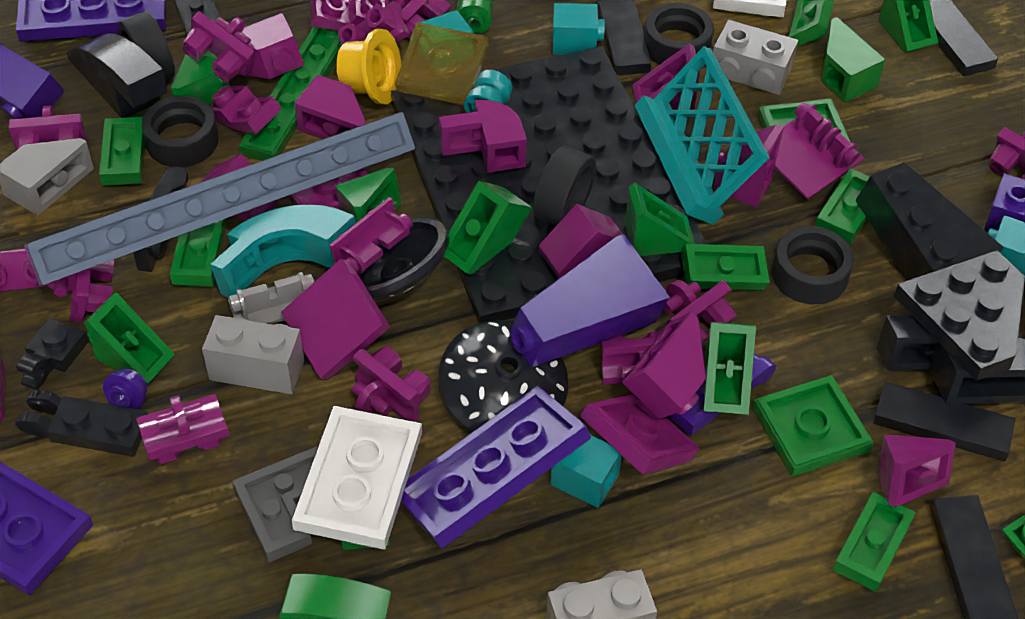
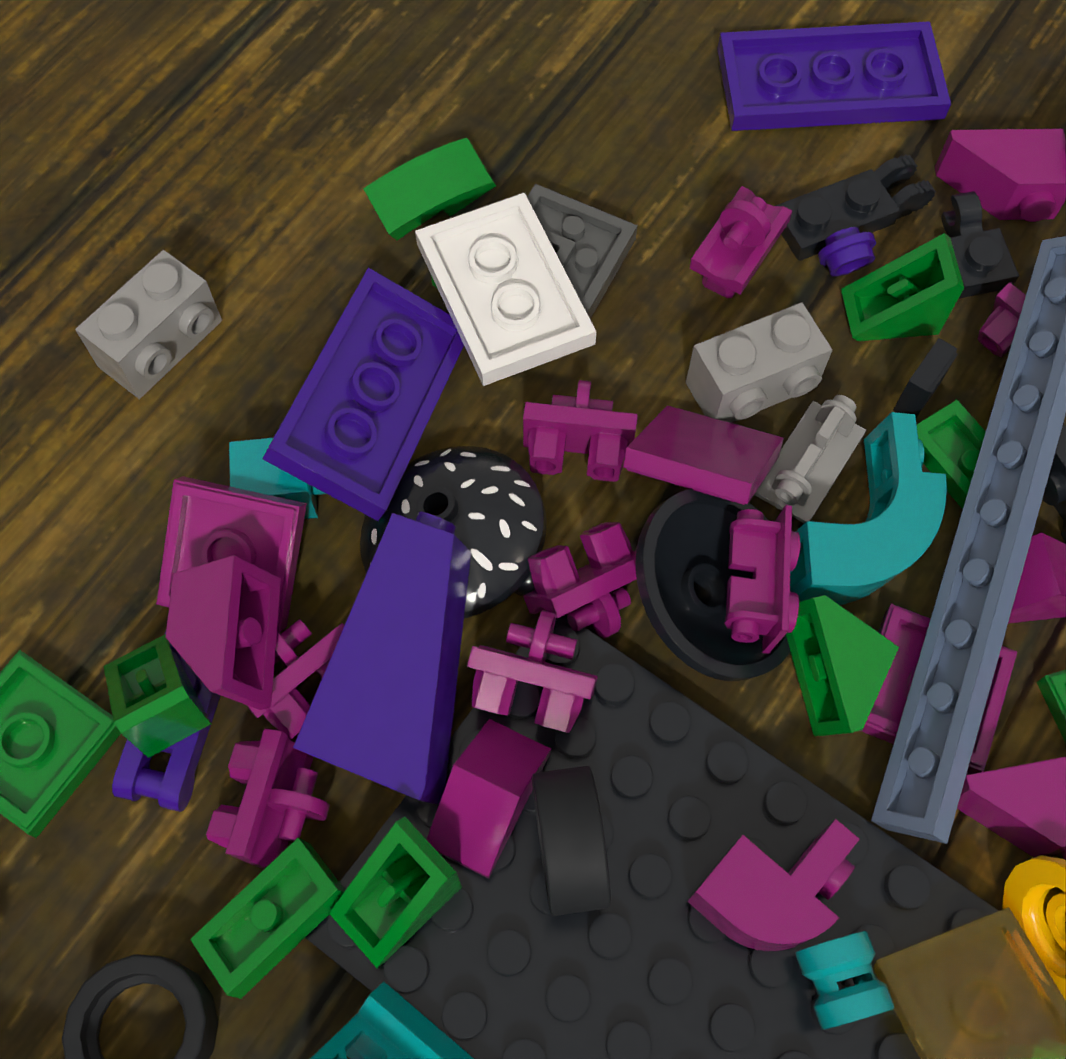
camera: 145 degrees right, 15 degrees up
(171, 296) = (926, 378): none -> black tile
(453, 304) = (564, 588): none -> magenta hips
(485, 226) = (637, 713): green slope -> none
(520, 267) = (500, 671): none -> magenta hips

